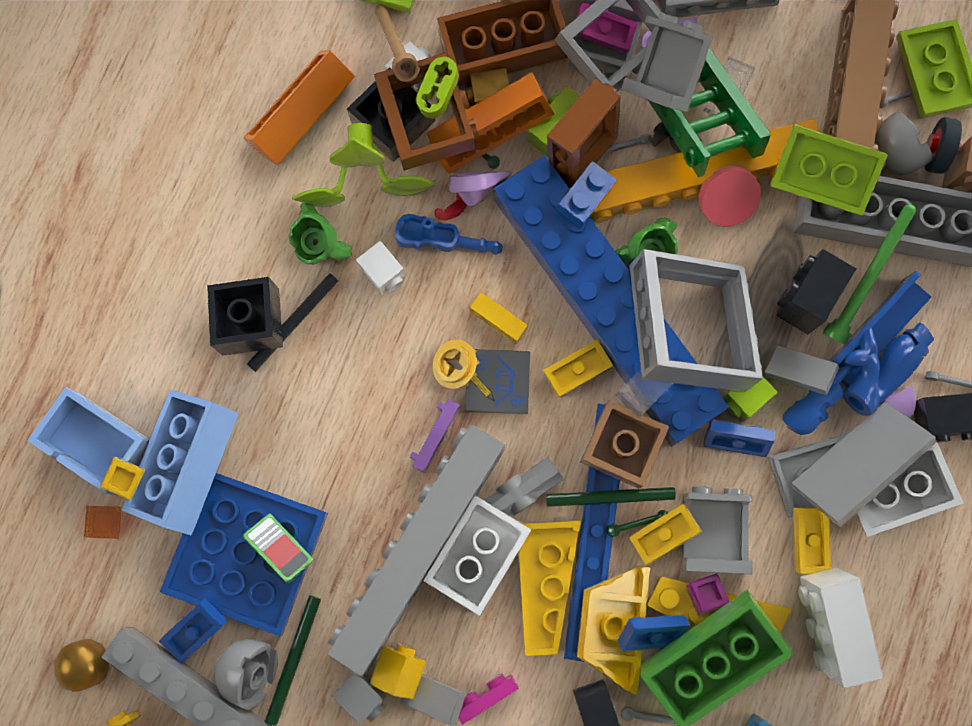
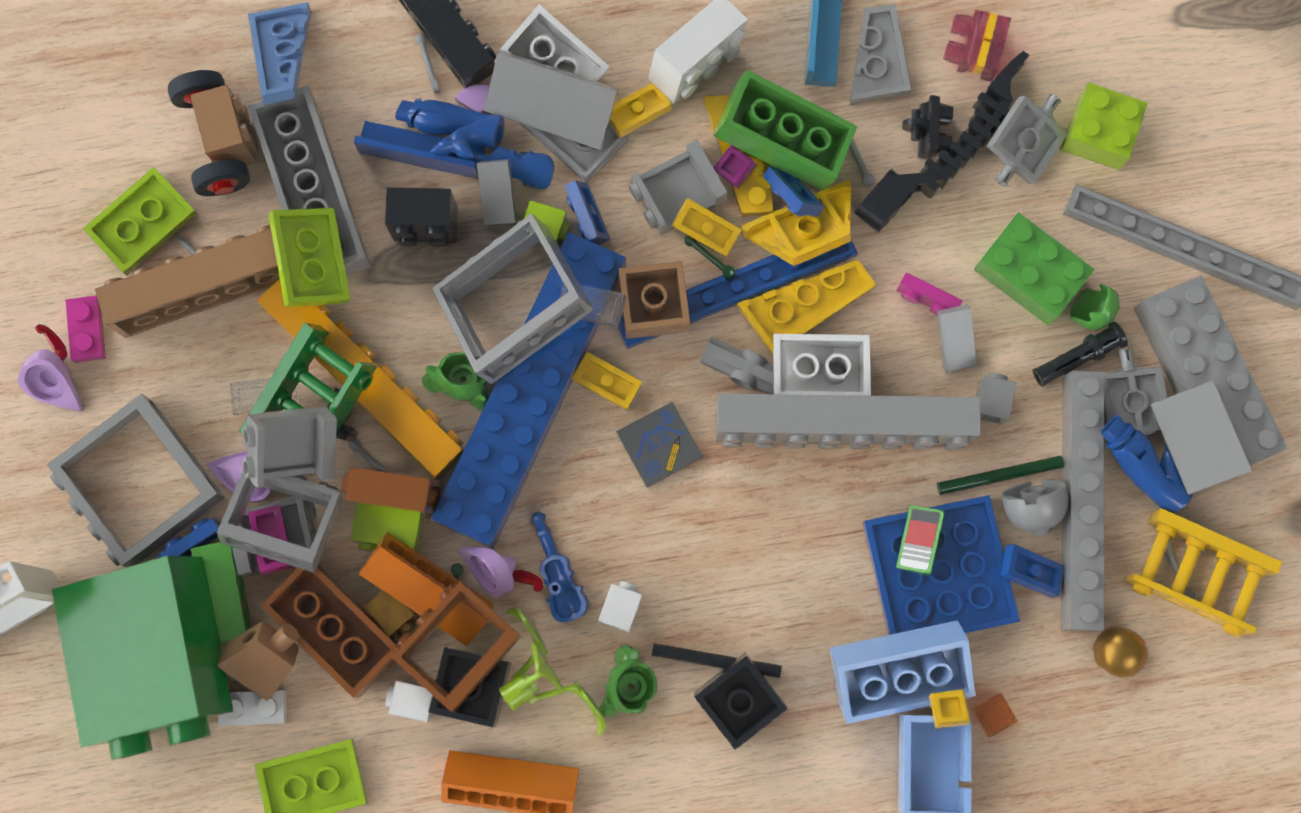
camera: 125 degrees left, 0 degrees up
(398, 671) = (954, 377): yellow brick -> none
(404, 64) = (428, 684): medium nougat piece -> none
(431, 84) = (431, 633): lime beam -> none
(436, 436) = (740, 468): medium lavender piece -> none
(445, 372) = (677, 497): yellow gear -> none
(498, 318) = (602, 477): yellow piece -> none
(586, 194) = (449, 457): plate -> none
(611, 496) = (703, 290): dark green bar -> none
(729, 196) = (372, 335): coral tile -> none
(840, 327) = (438, 179): bright green piece -> none
(900, 142) = (242, 213): light grey cylinder -> none

